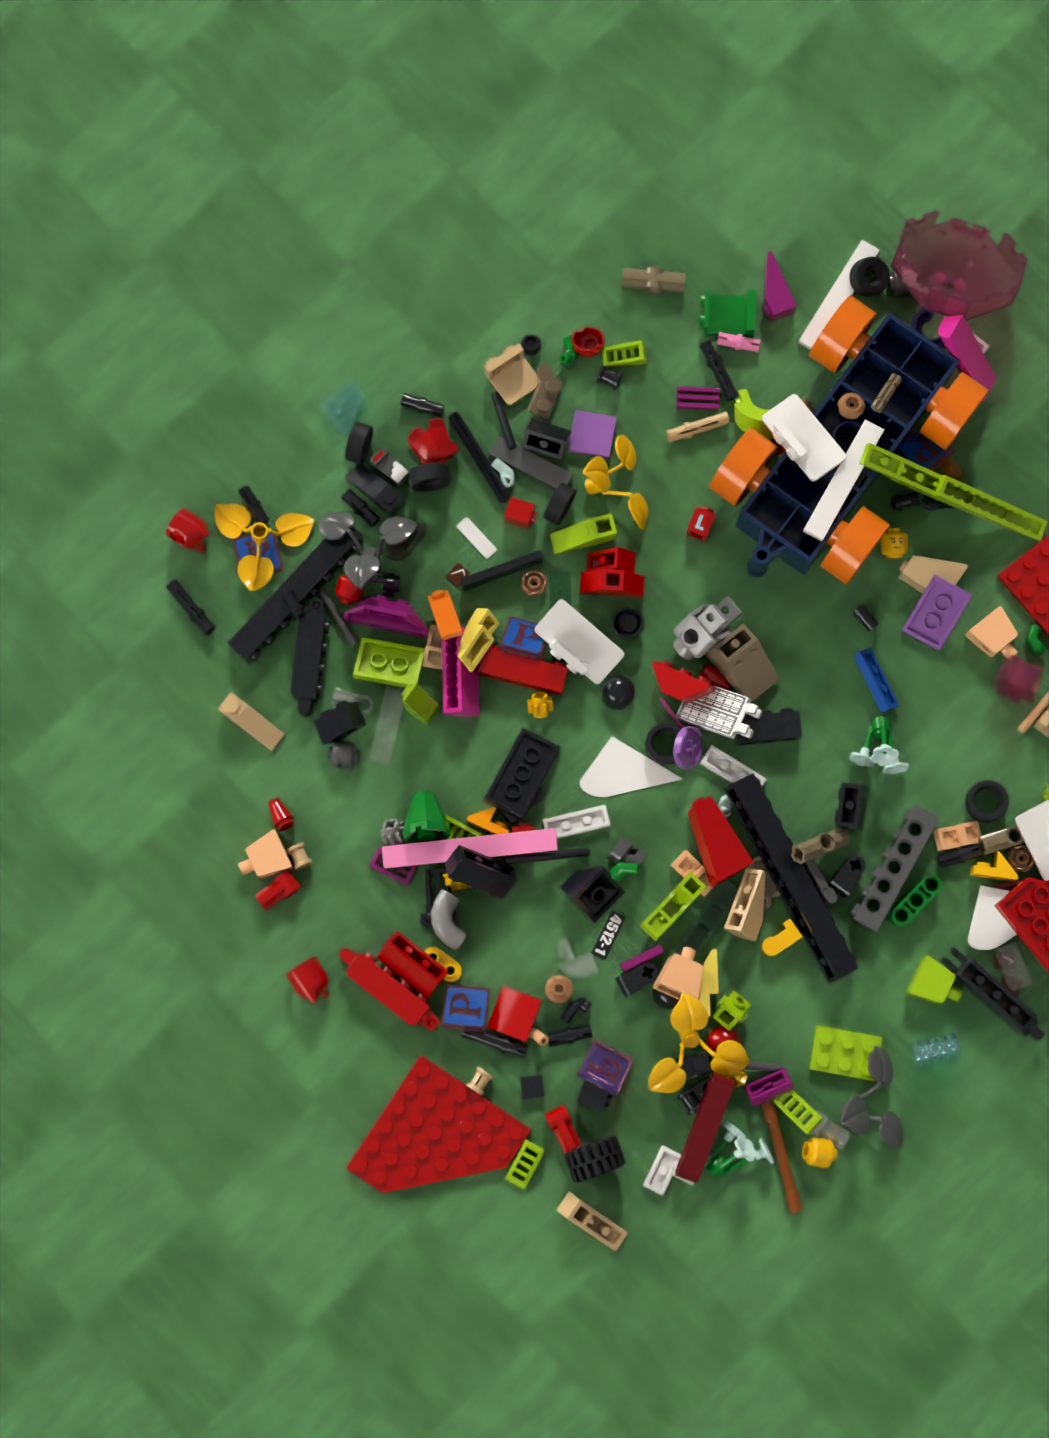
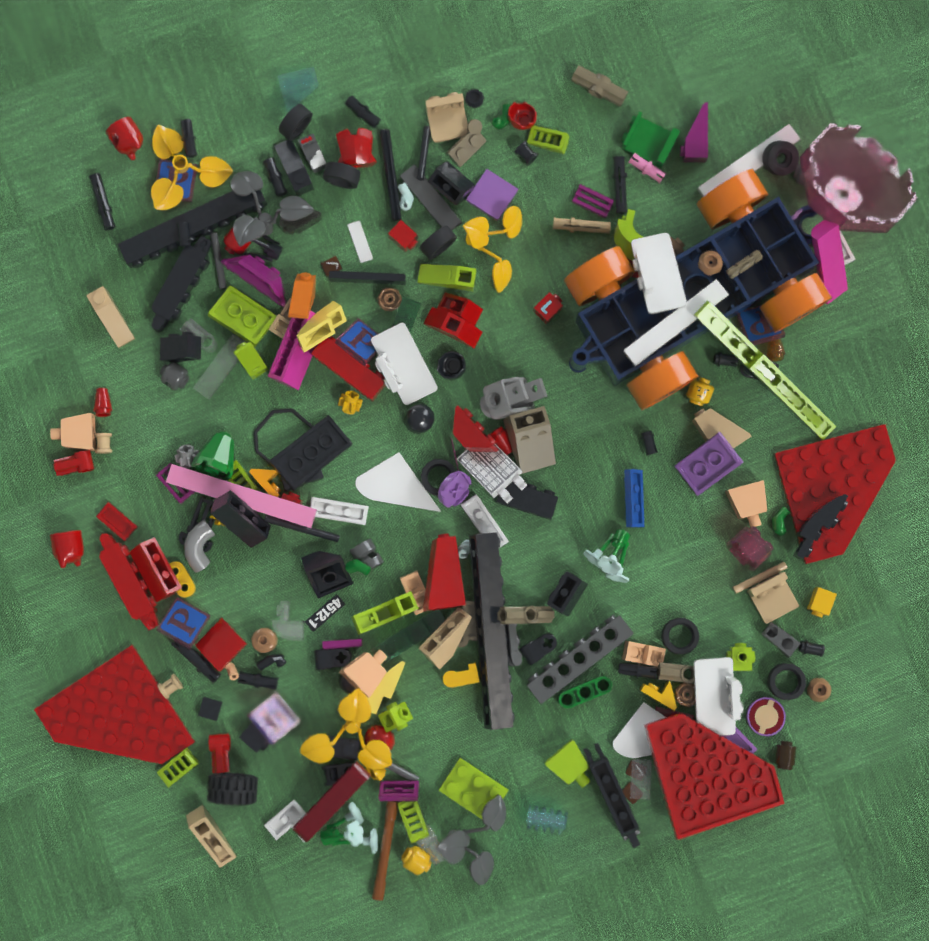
camera: 20 degrees right, 5 degrees up
(348, 932) = (116, 521): none -> red tile
(458, 764) = (266, 419): none -> black piece

